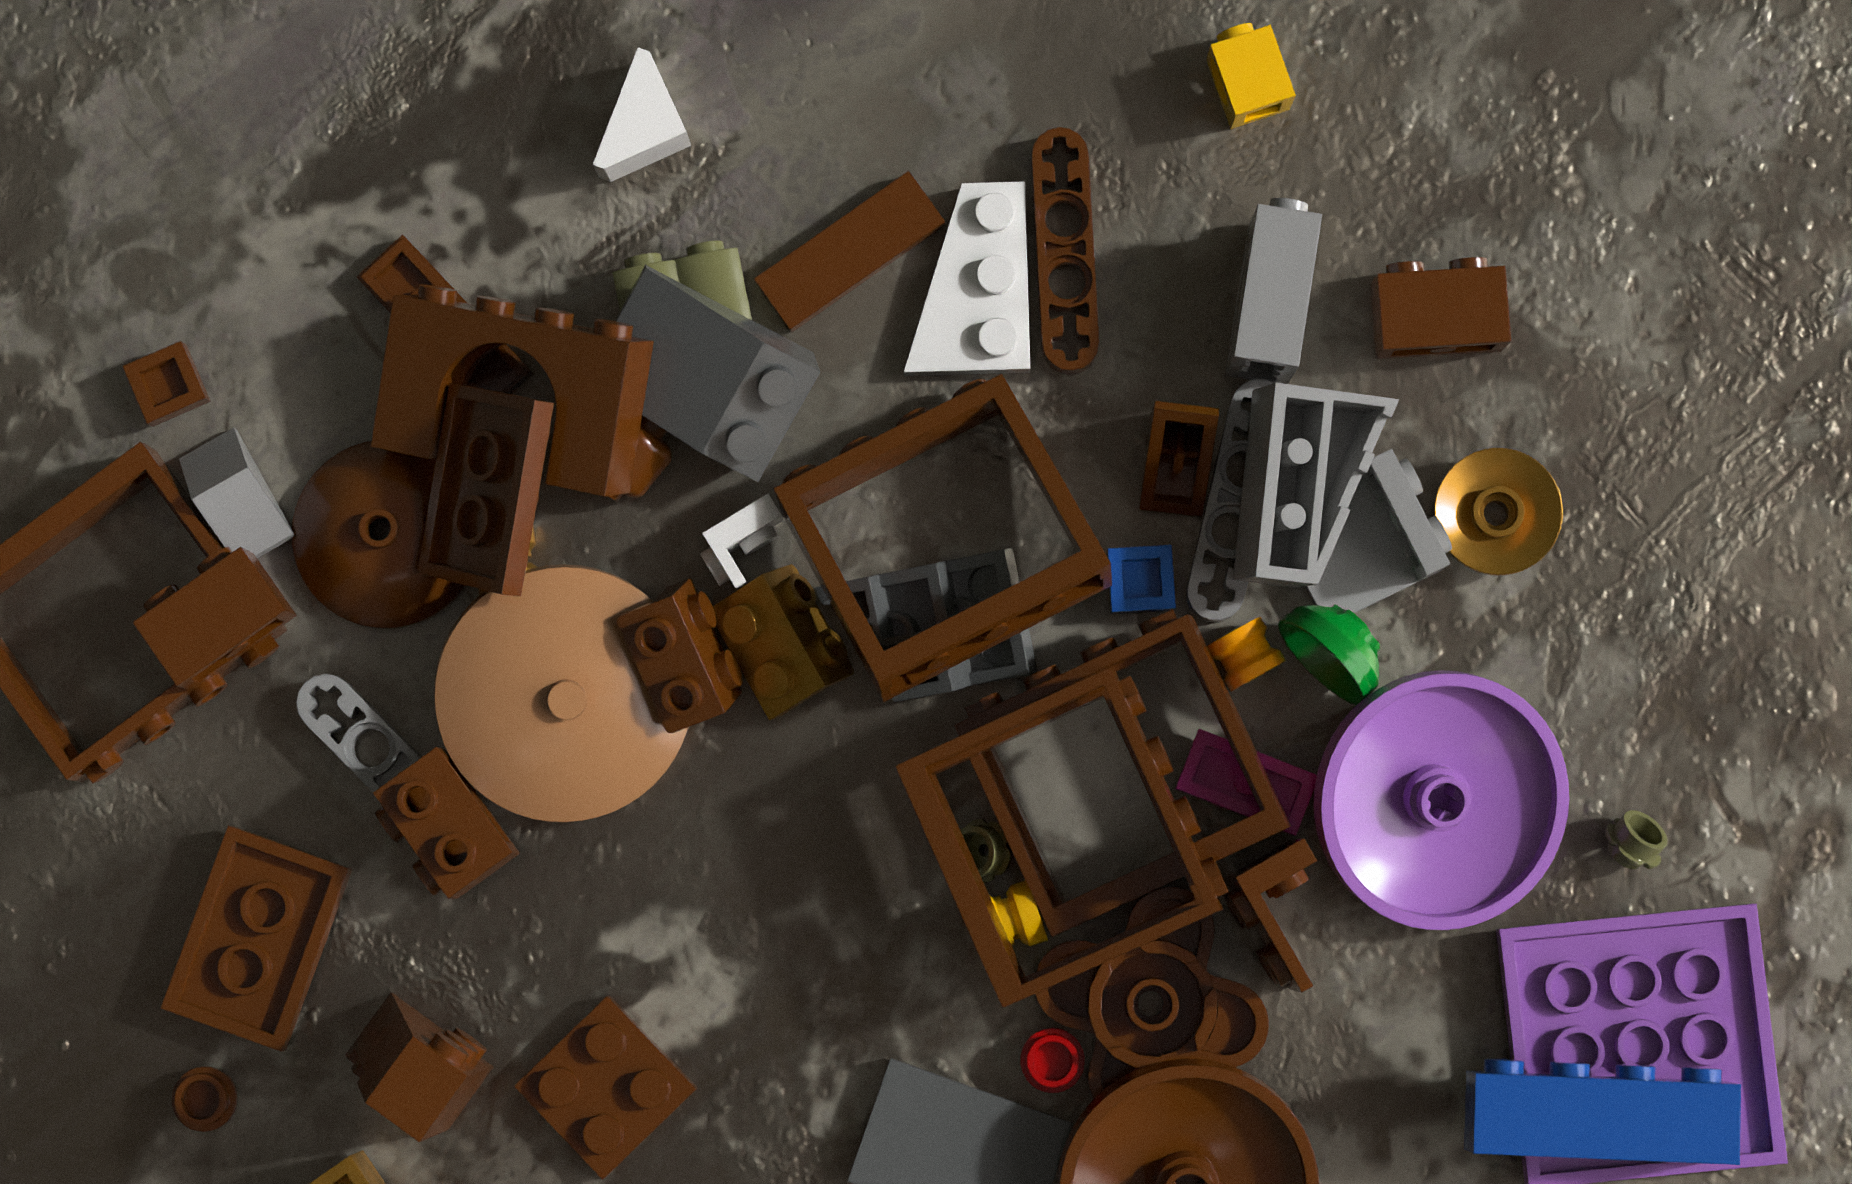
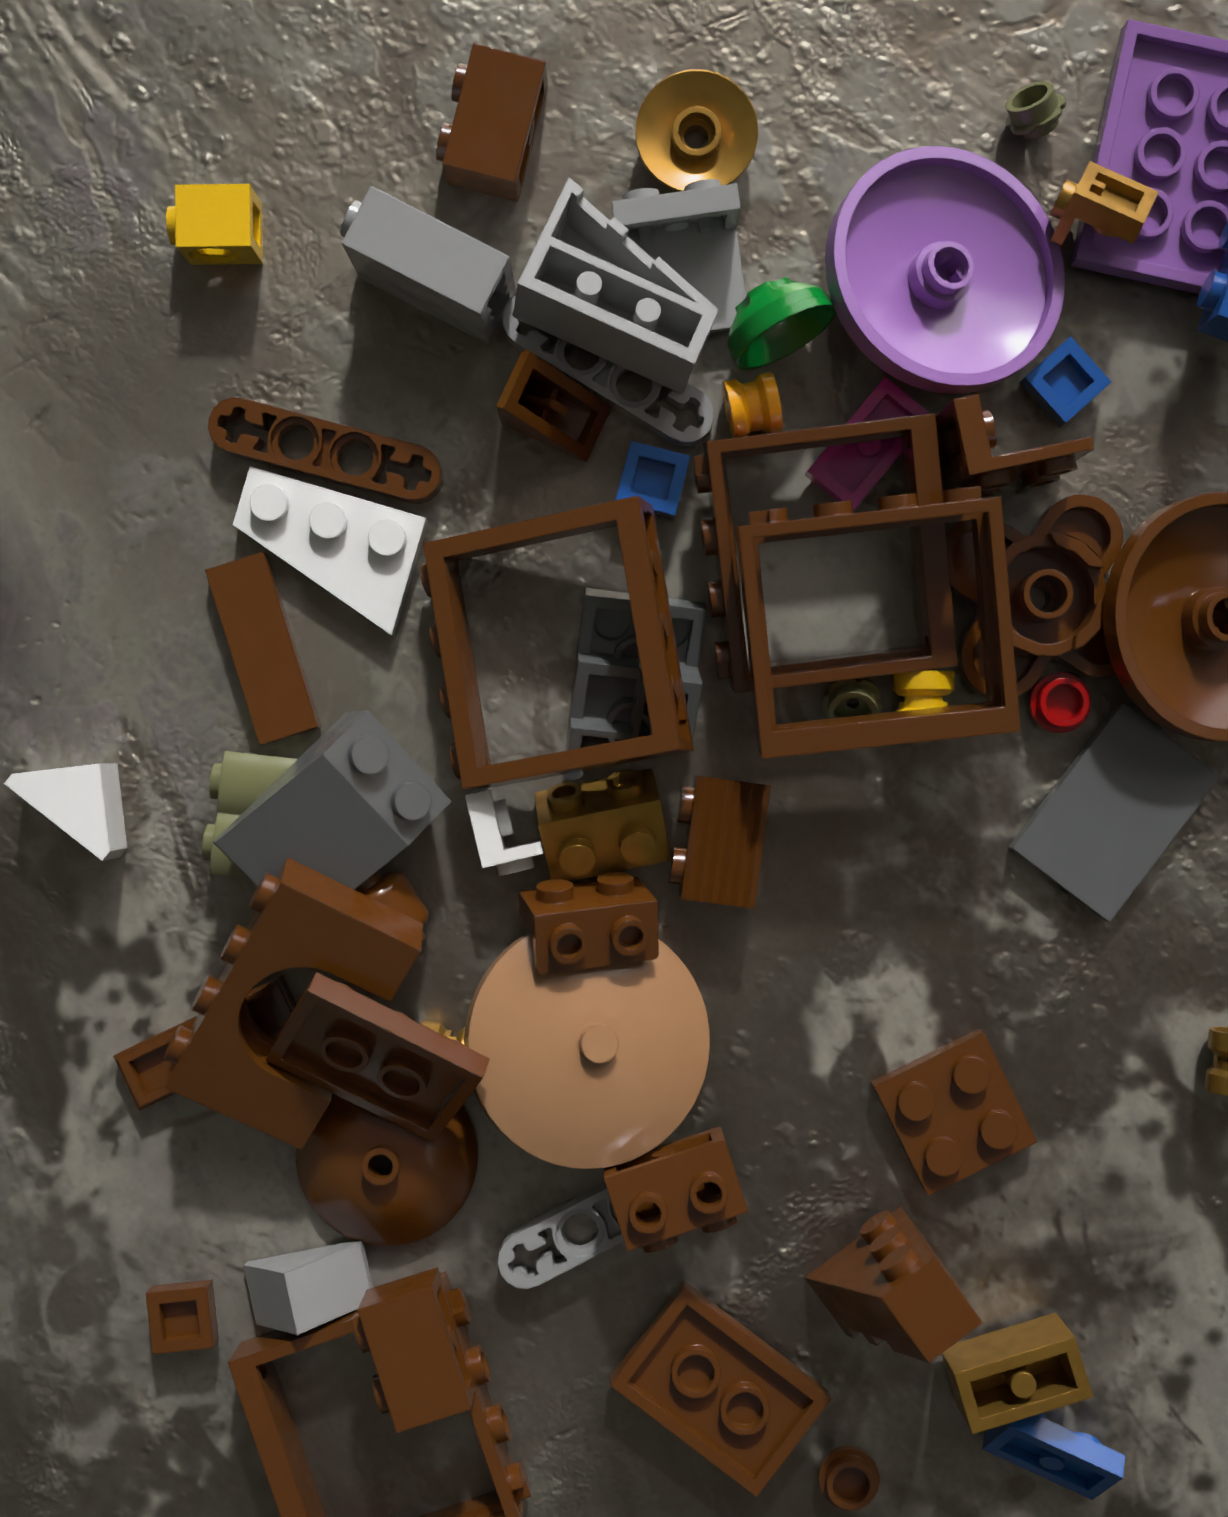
camera: 75 degrees left, 5 degrees up
(803, 762) = (721, 842): none -> reddish brown brick
(1375, 959) = (1065, 382): none -> blue plate
(1558, 935) = (1106, 202): none -> pearl gold bracket

